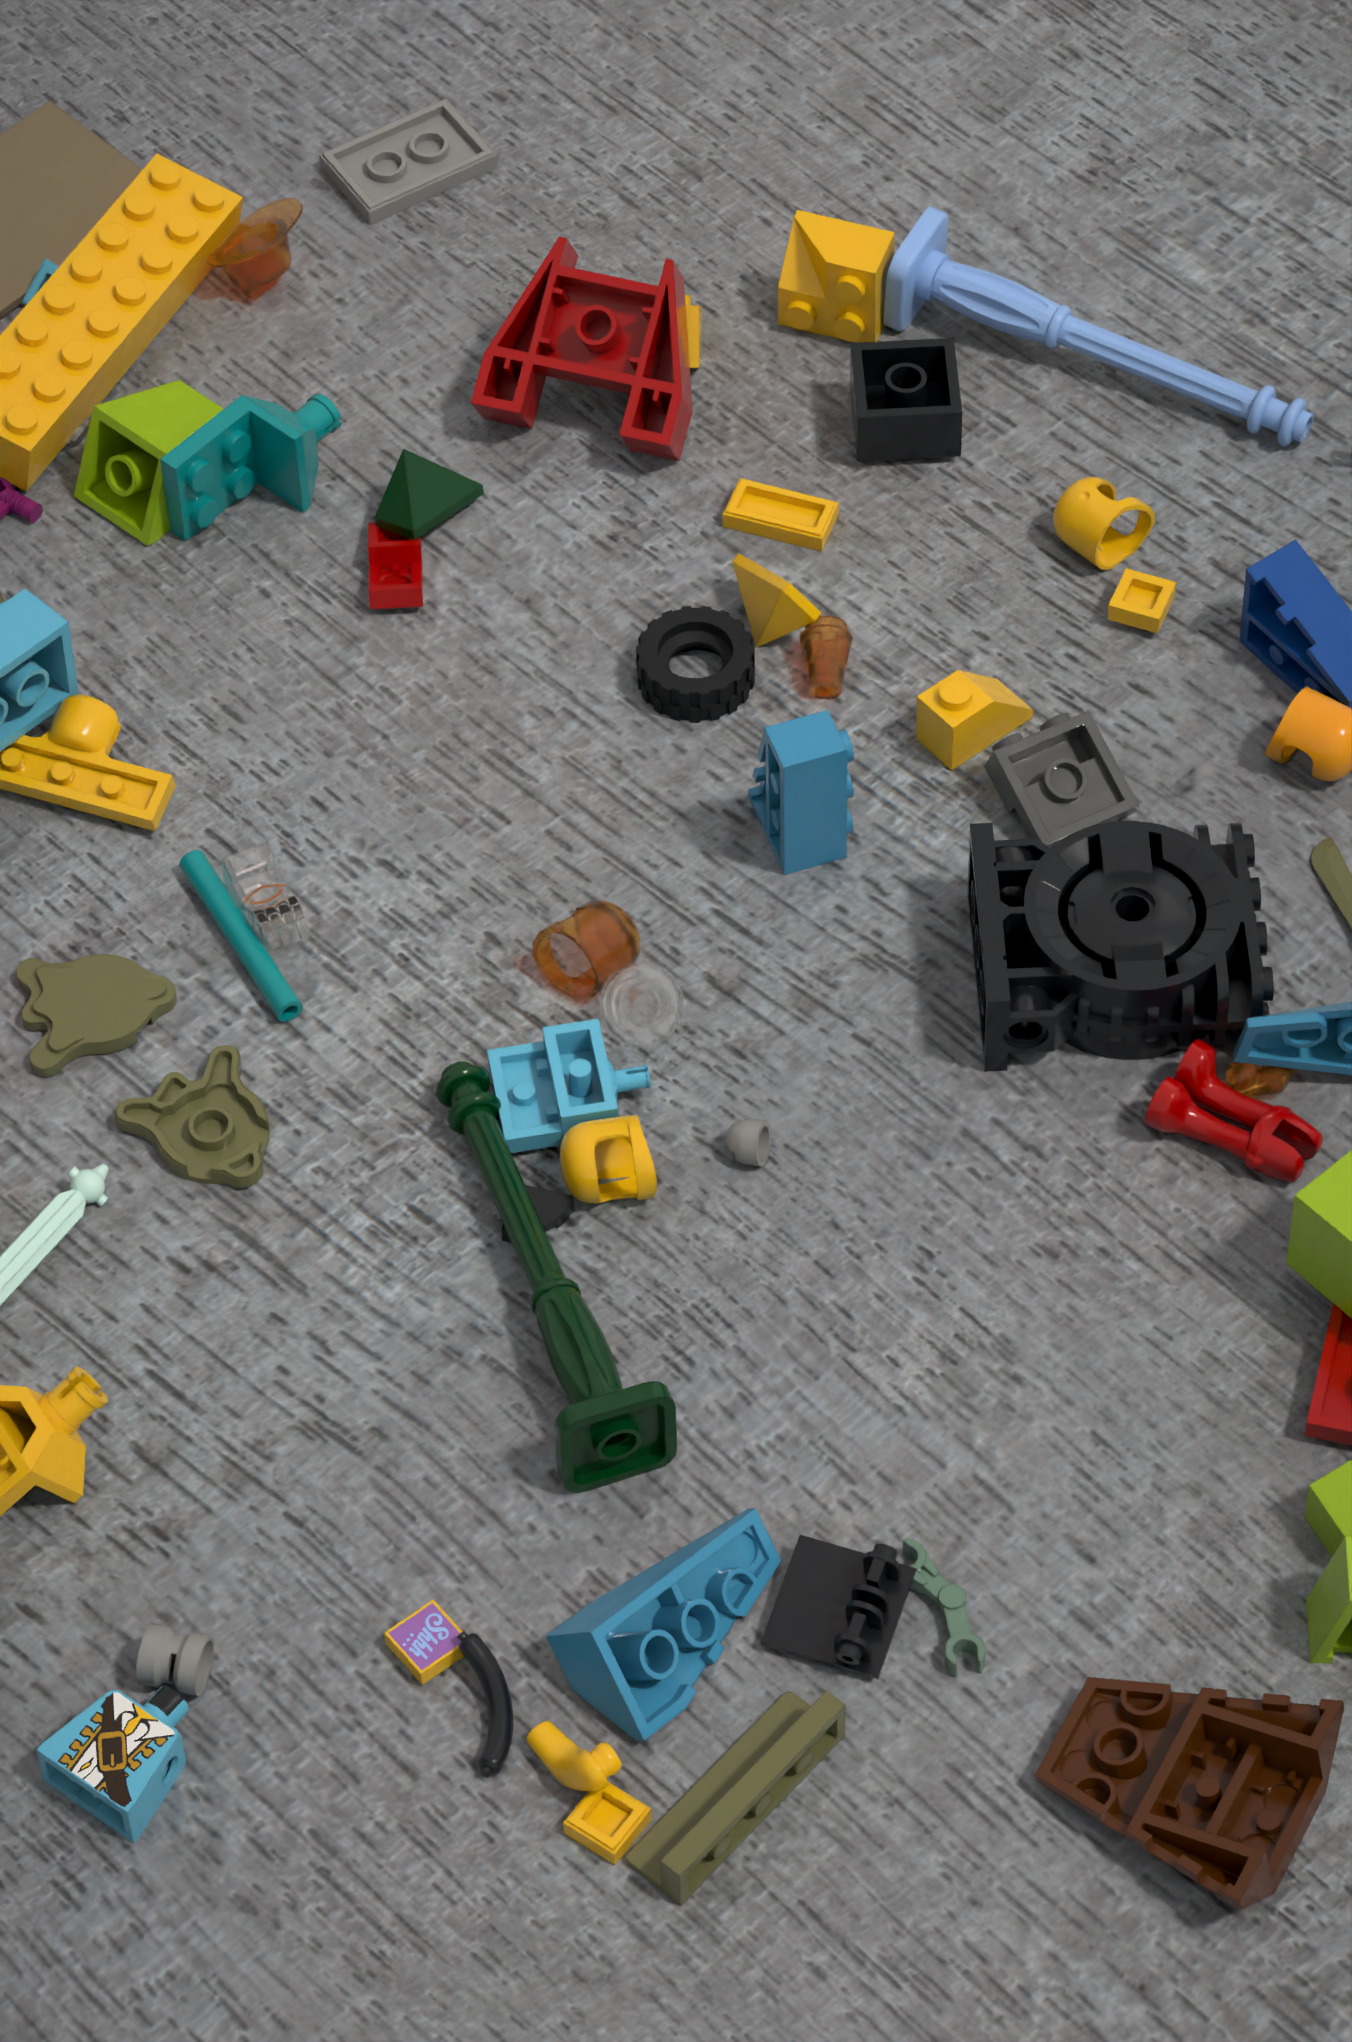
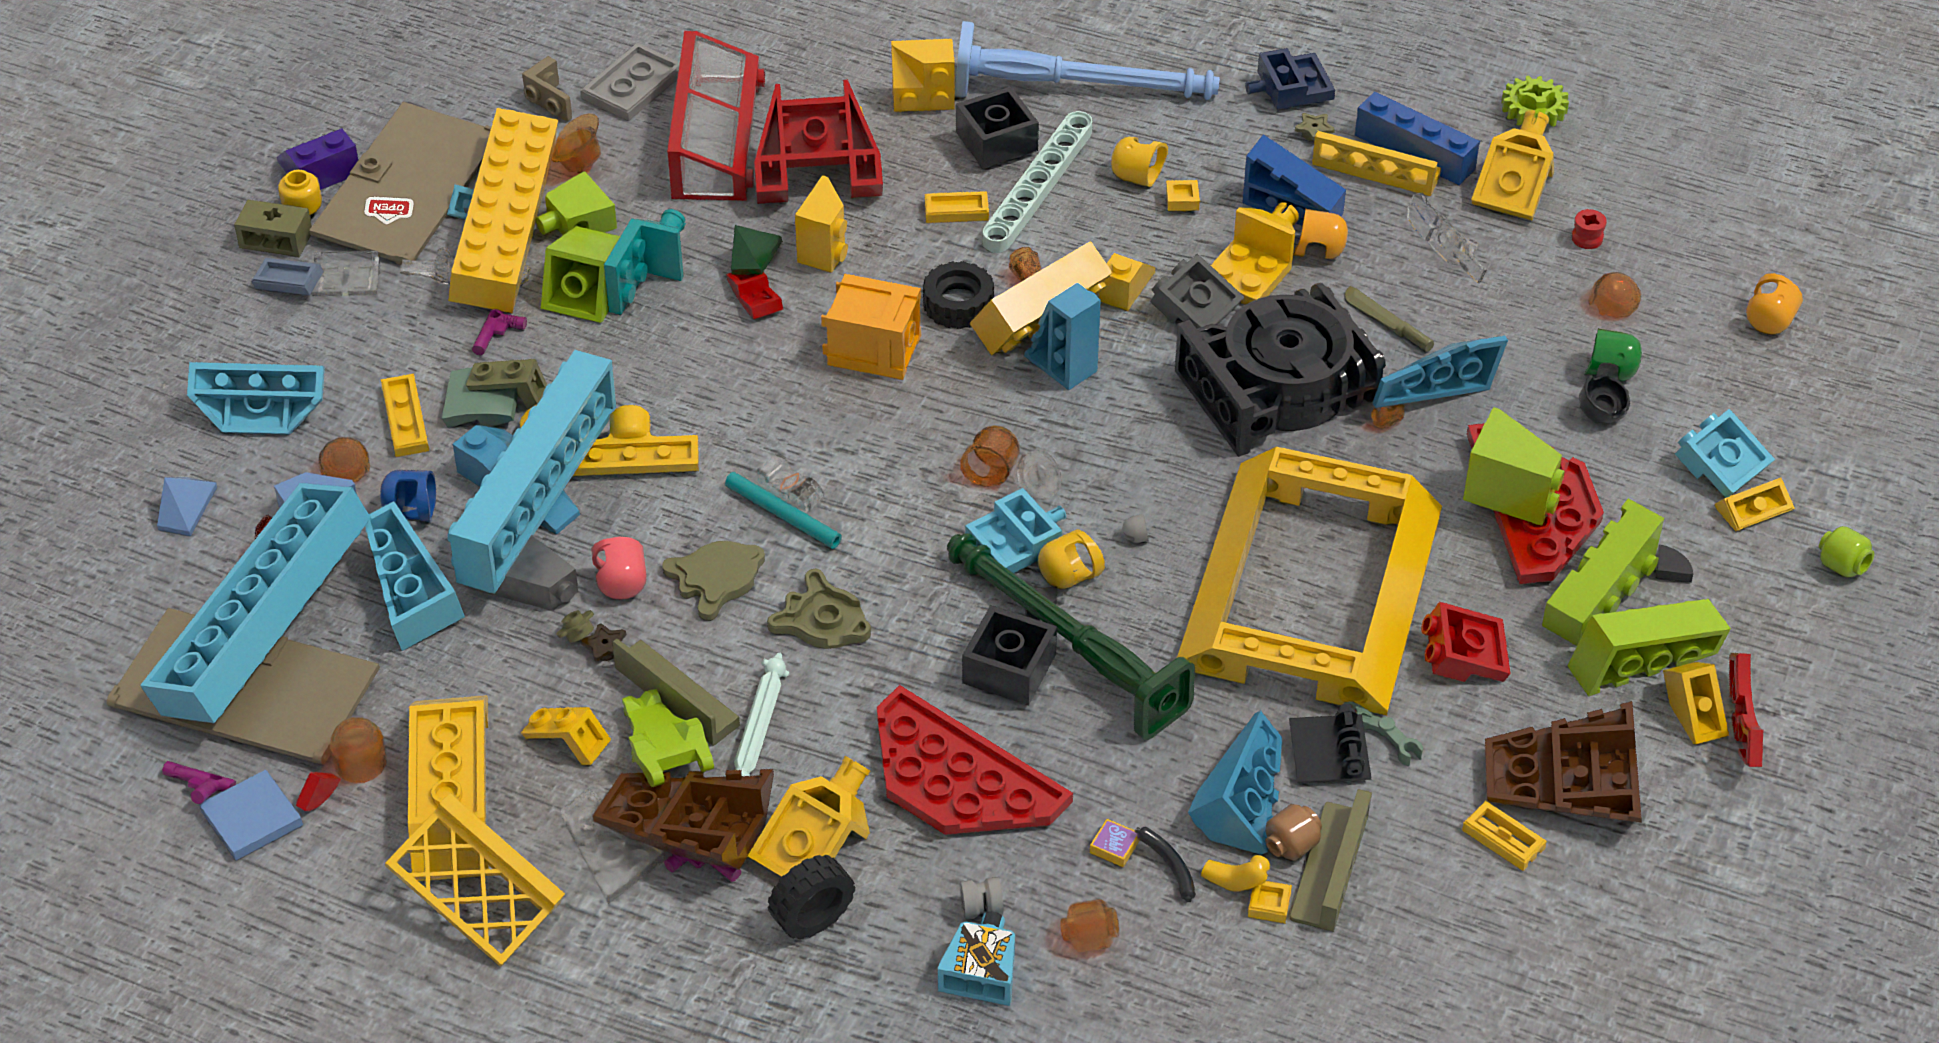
camera: 25 degrees left, 5 degrees down
(204, 349) = (577, 204): none -> lime torso
(251, 1449) = (957, 775): none -> red plate
(265, 123) = (540, 88): none -> dark tan bracket
(308, 1762) = (1090, 925): none -> clear orange head
(428, 1285) = (1009, 655): none -> black brick
(472, 255) = (713, 120): none -> windscreen
(523, 679) = (872, 326): none -> light orange container
(534, 490) = (821, 228): none -> yellow slope
(695, 1724) = (1293, 832): none -> medium nougat head
(771, 602) = (985, 248): yellow slope -> none
(864, 694) = (1019, 309): none -> yellow brick
(911, 1493) = (1341, 674): none -> yellow slope
(938, 488) = (1037, 191): none -> light aqua beam
(1055, 1889) = (1500, 838): none -> yellow tile
(1150, 1508) = (1465, 643): none -> red plate
(1203, 741) = (1259, 252): none -> yellow plate
(1277, 1136) = (1409, 441): red piece -> none

